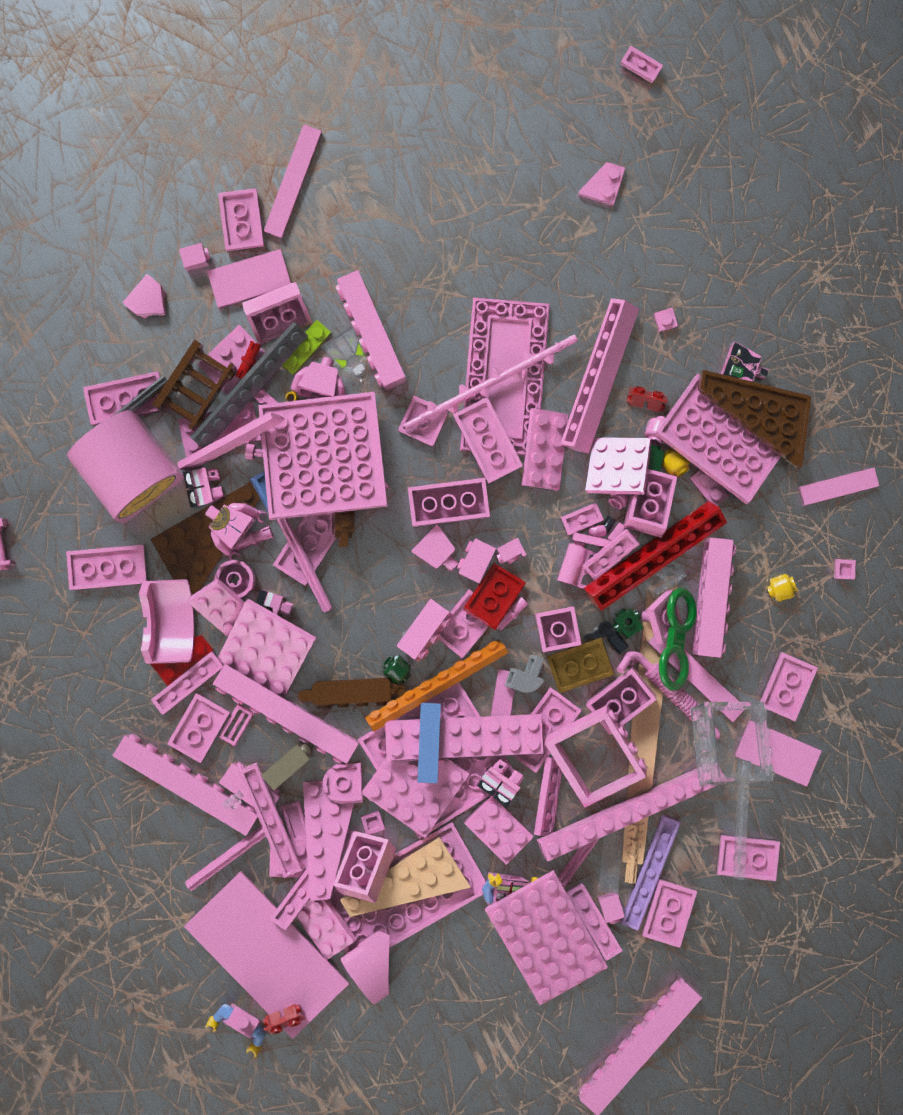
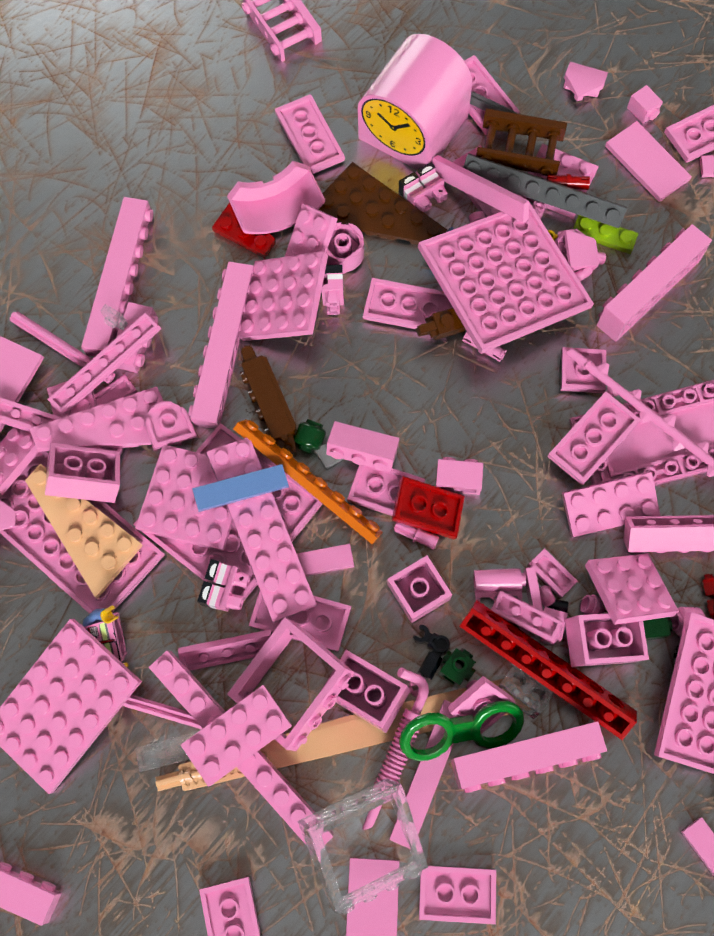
camera: 70 degrees right, 15 degrees down
(187, 683) = (220, 242): bright pink plate -> none
(198, 728) = (179, 269): bright pink plate -> none
(231, 525) = (395, 223): bright pink torso -> none
(244, 710) = (194, 311): bright pink tile -> none
(256, 537) = (391, 252): bright pink pin -> none
(275, 312) = (628, 188): bright pink slope -> none
(287, 765) = (168, 360): dark tan brick -> none
(305, 564) = (386, 304): bright pink axle -> none
(346, 351) = (619, 268): clear torso -> none
(373, 822) = (136, 472): bright pink tile -> none
(436, 549) = (454, 430): bright pink torso -> none
(448, 502) = (509, 423): bright pink brick -> none
(498, 829) = (170, 607): bright pink brick -> none
(510, 551) = (484, 508): bright pink brick -> none
(528, 680) = (347, 574): light grey brick -> none
(580, 665) = (388, 631): pearl gold plate -> none
(594, 921) = (97, 757): bright pink plate -> none
(611, 908) = (119, 771): bright pink brick -> none
(623, 810) = (236, 735): none -> bright pink plate
(650, 872) = (177, 804): lavender tile -> none
(669, 913) = (134, 846): bright pink plate -> none
(675, 463) = (662, 655): yellow head -> none
(708, 487) = (651, 706): bright pink plate -> none
(741, 825) = (267, 896): clear tile -> none
(782, 587) = (573, 841): yellow head -> none
(844, 569) = (628, 914): bright pink plate -> none

